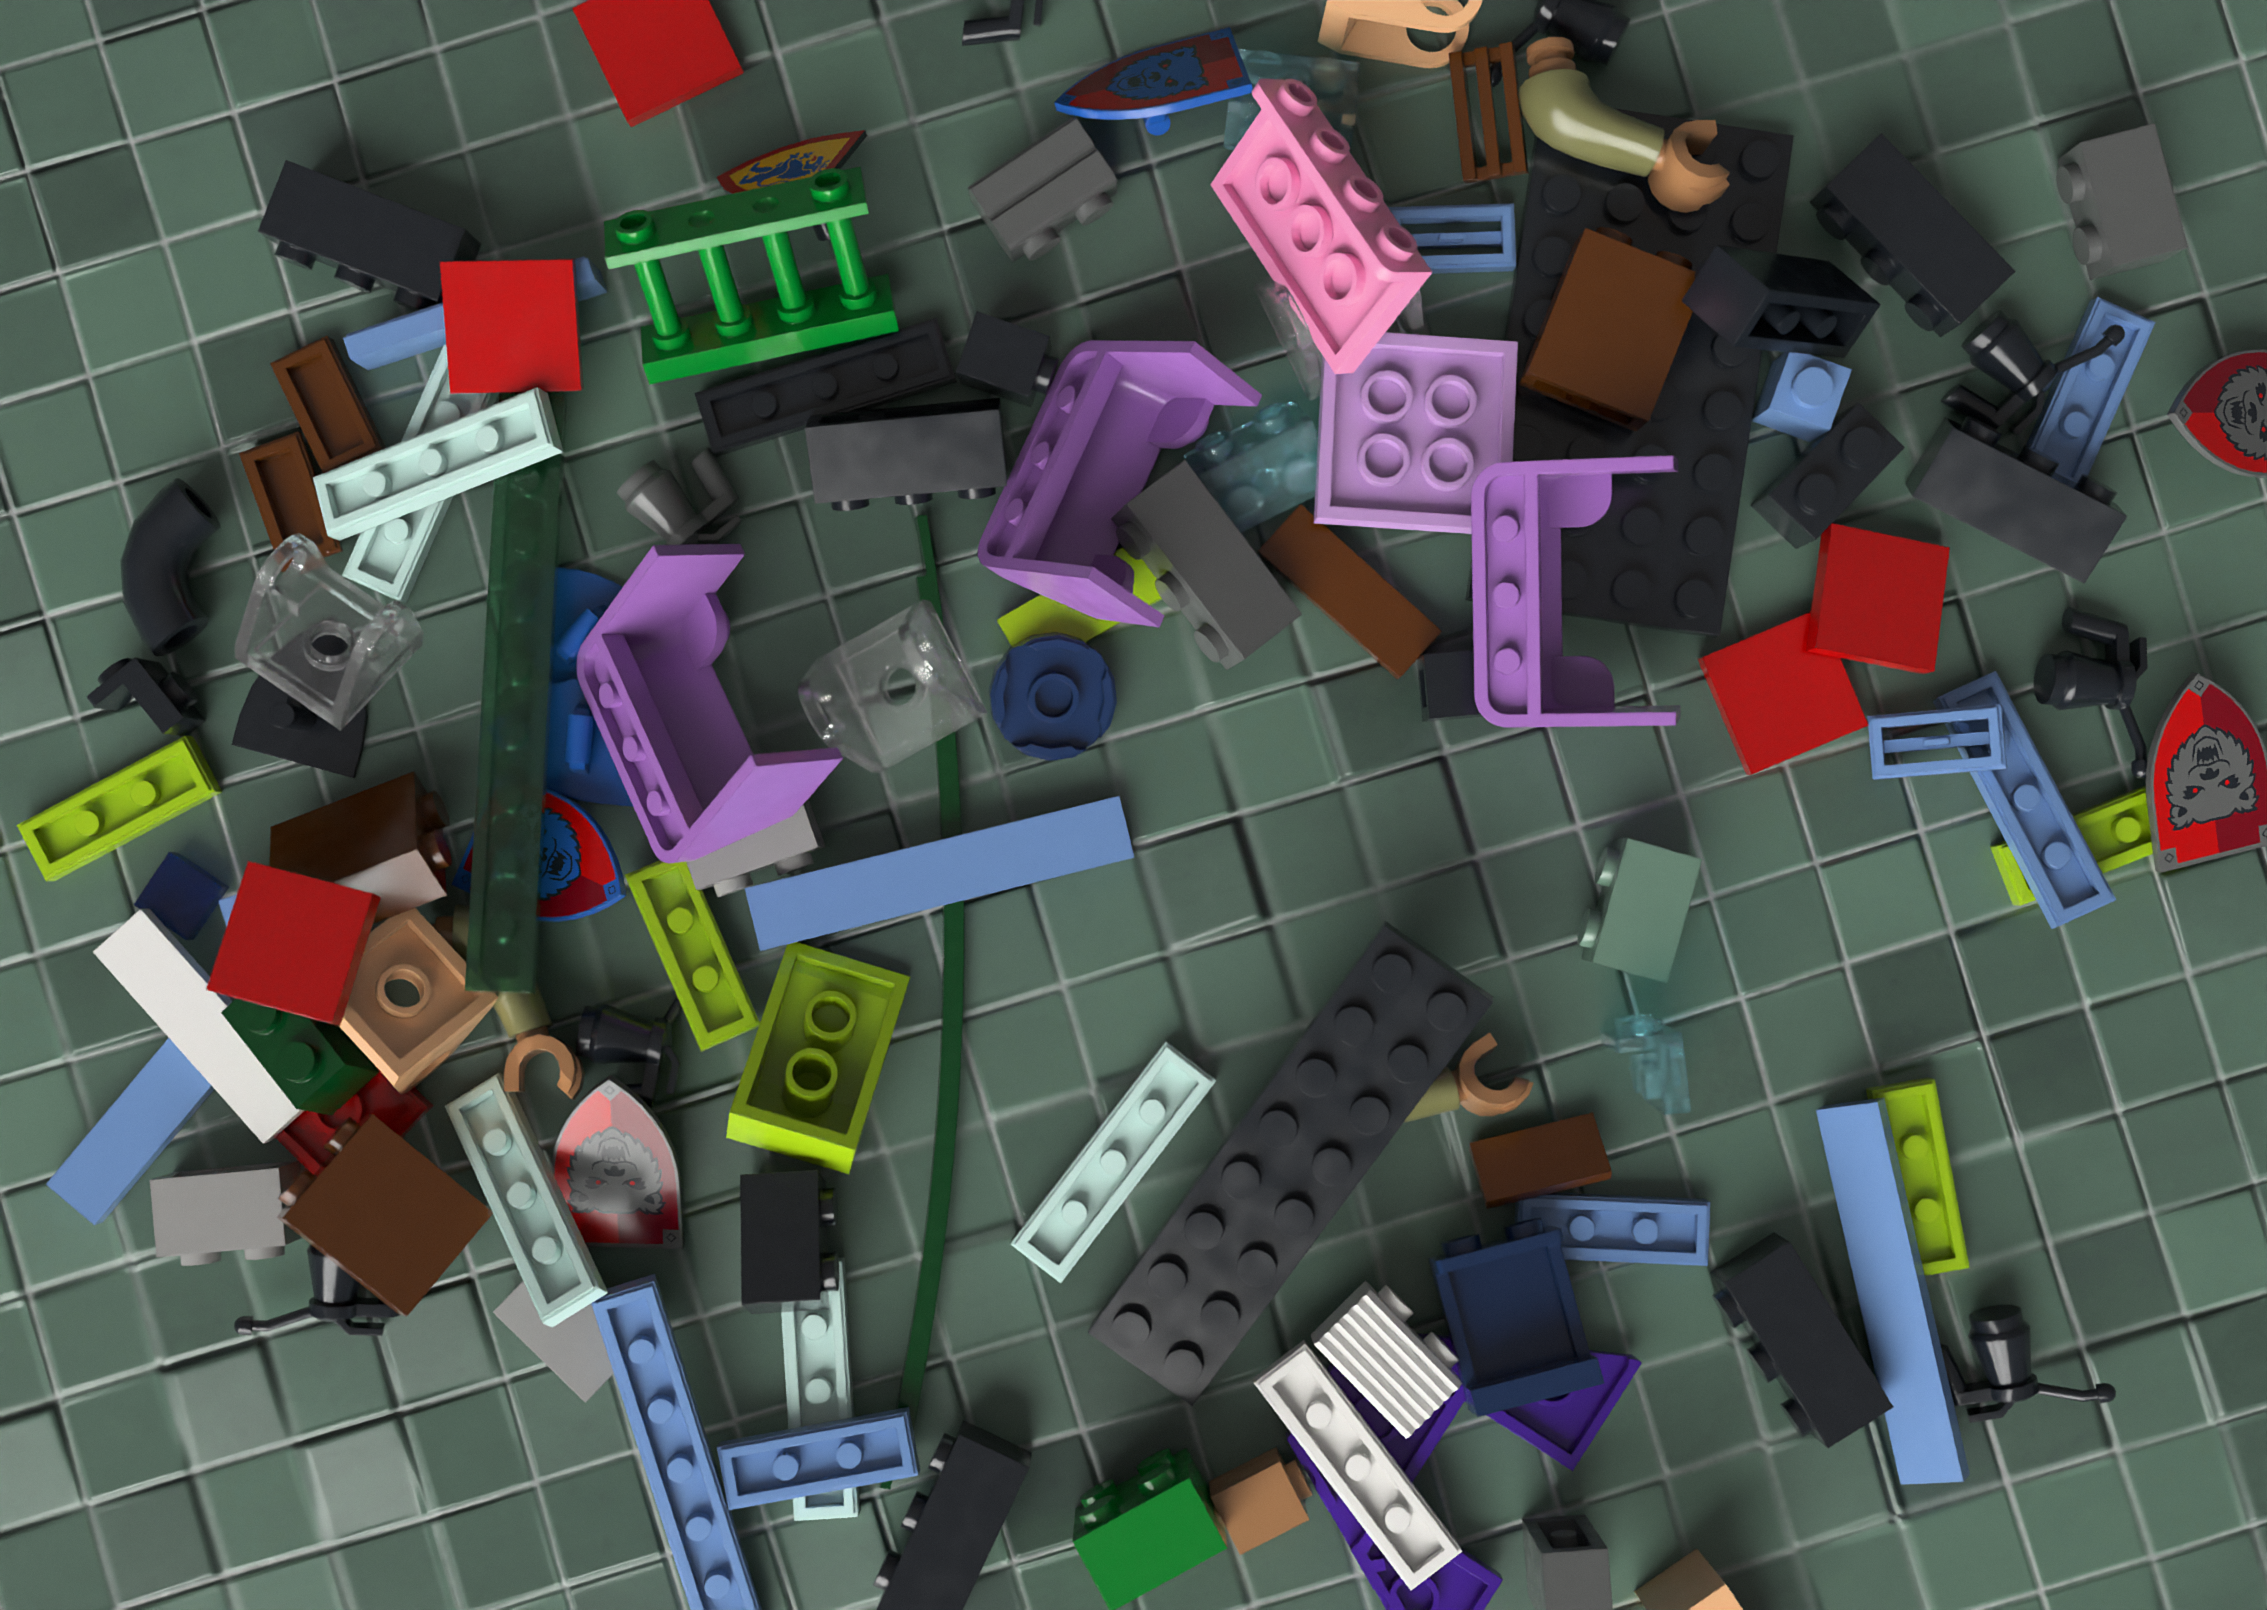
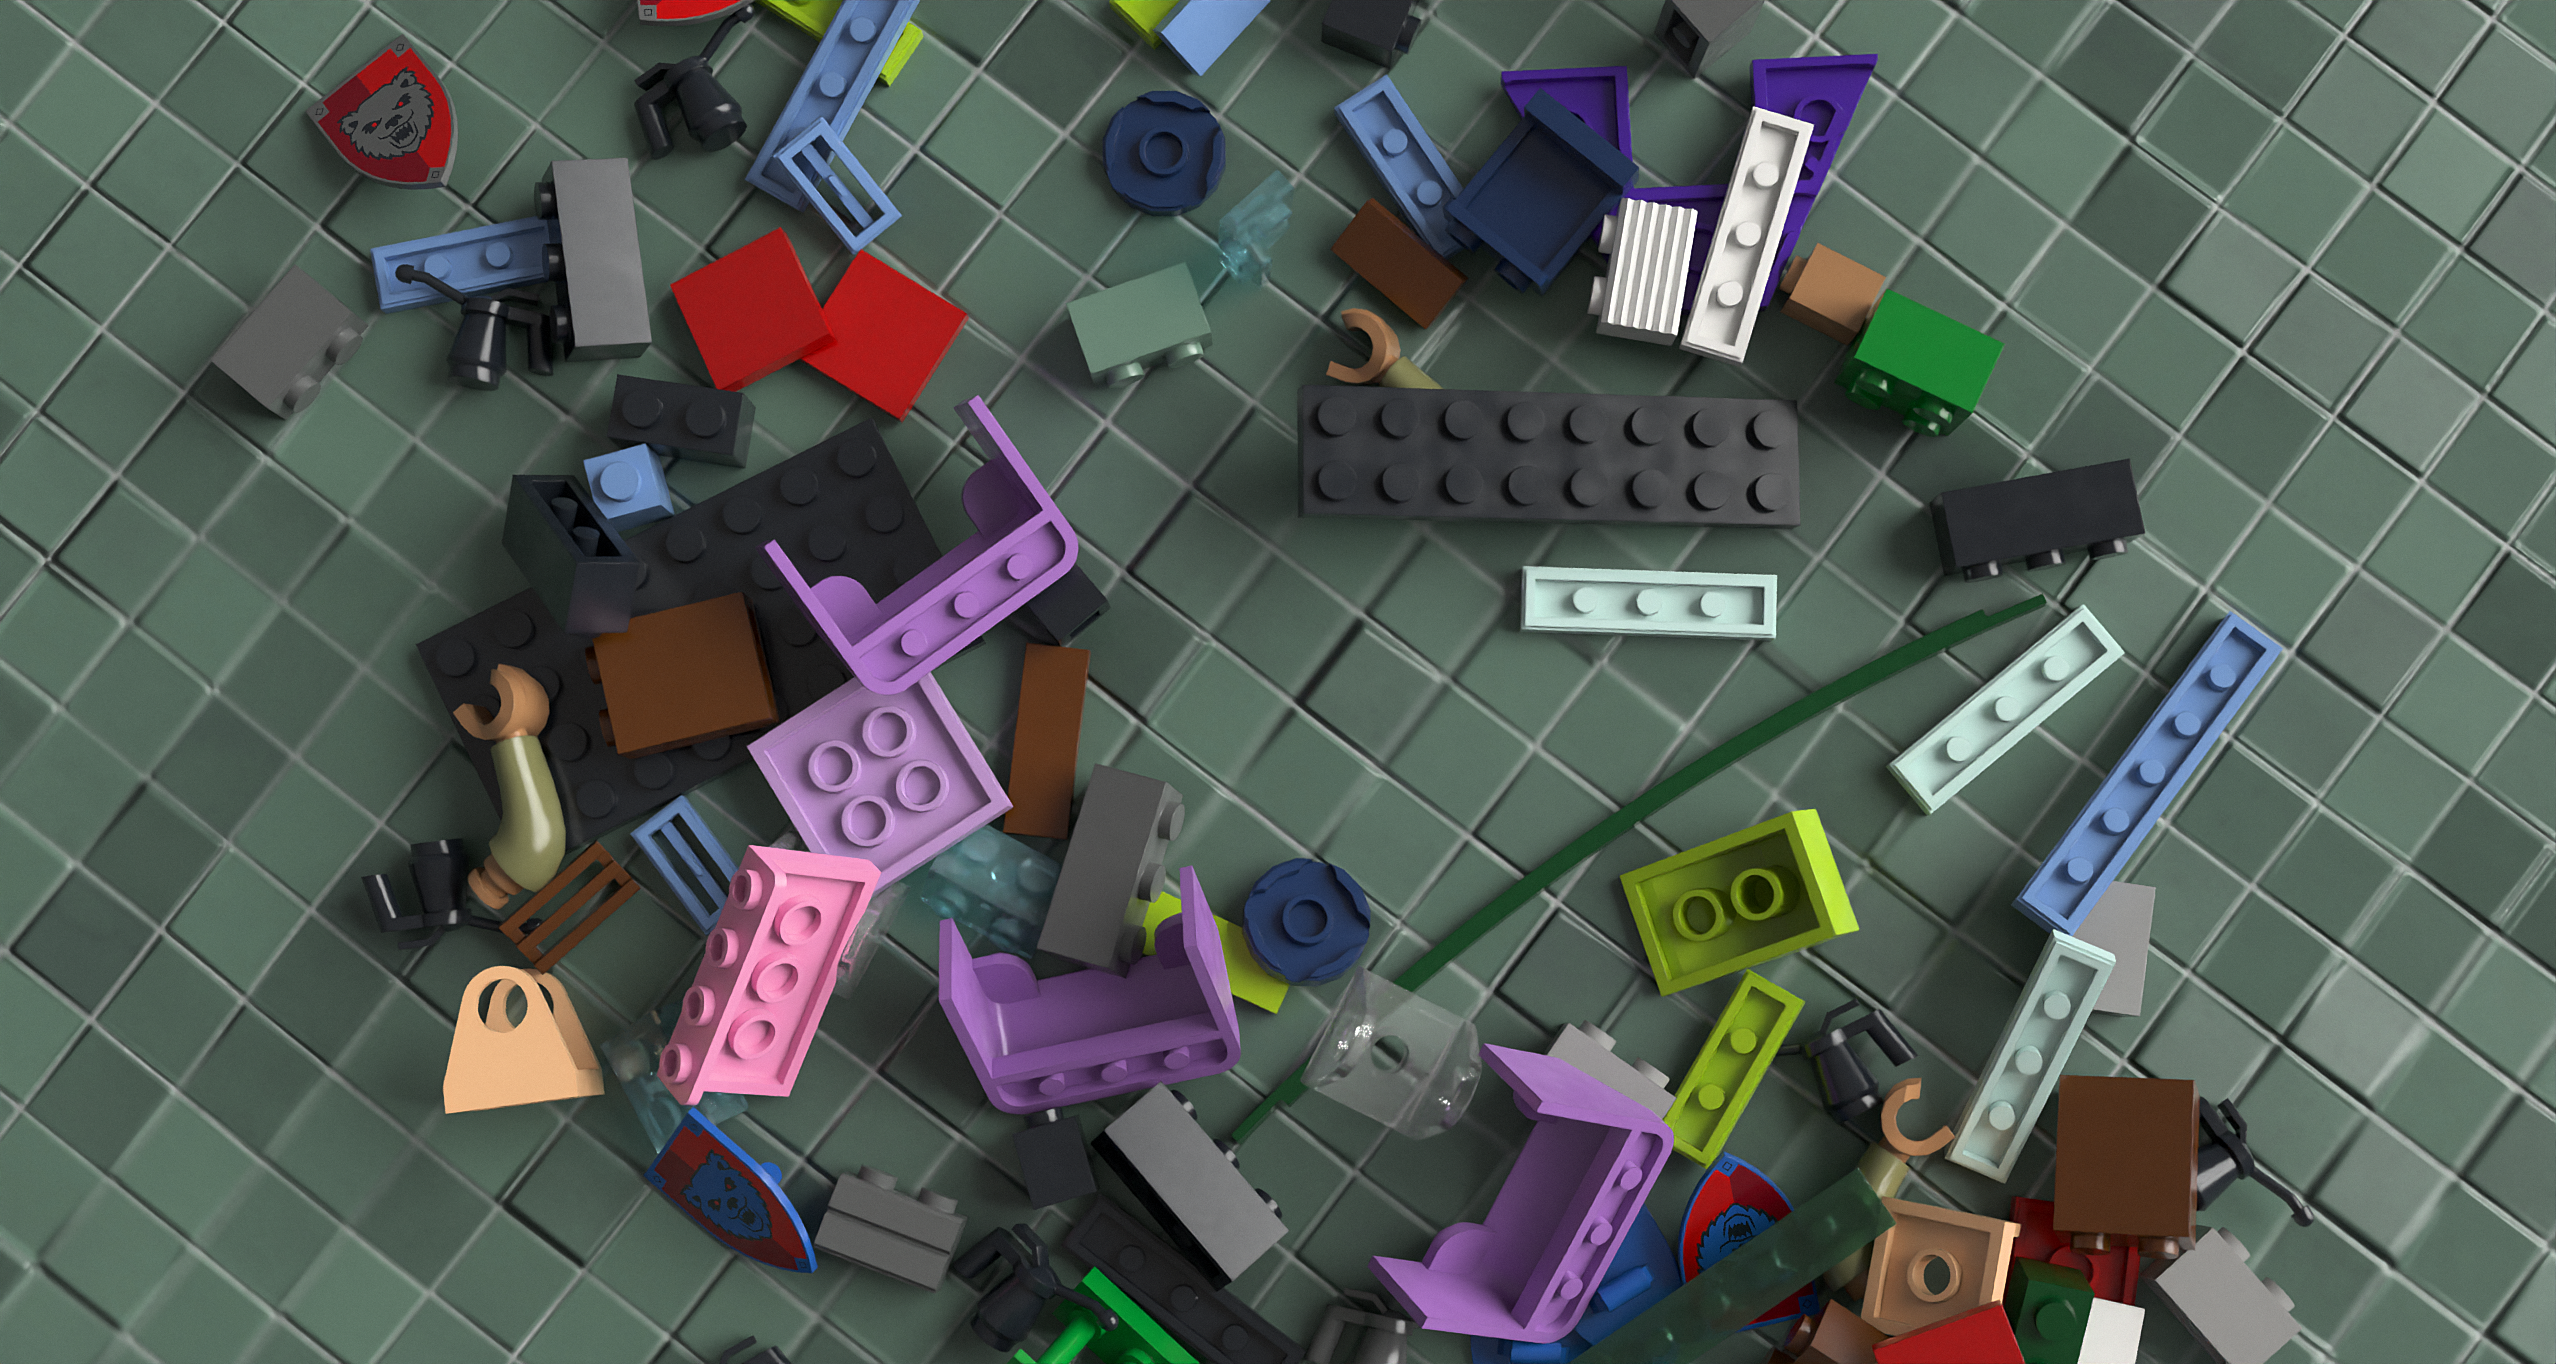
camera: 125 degrees left, 5 degrees down
(619, 1171) = (1950, 997): shield -> none
(786, 1242) = (1906, 818): black brick -> none
(818, 1458) = (2060, 668): medium blue tile -> none
(915, 247) = (1013, 1305): none -> black piece
(939, 873) = (1518, 910): medium blue tile -> none
(1771, 1033) = (1164, 153): none -> dark blue tile
(1910, 237) = (437, 491): black brick -> none

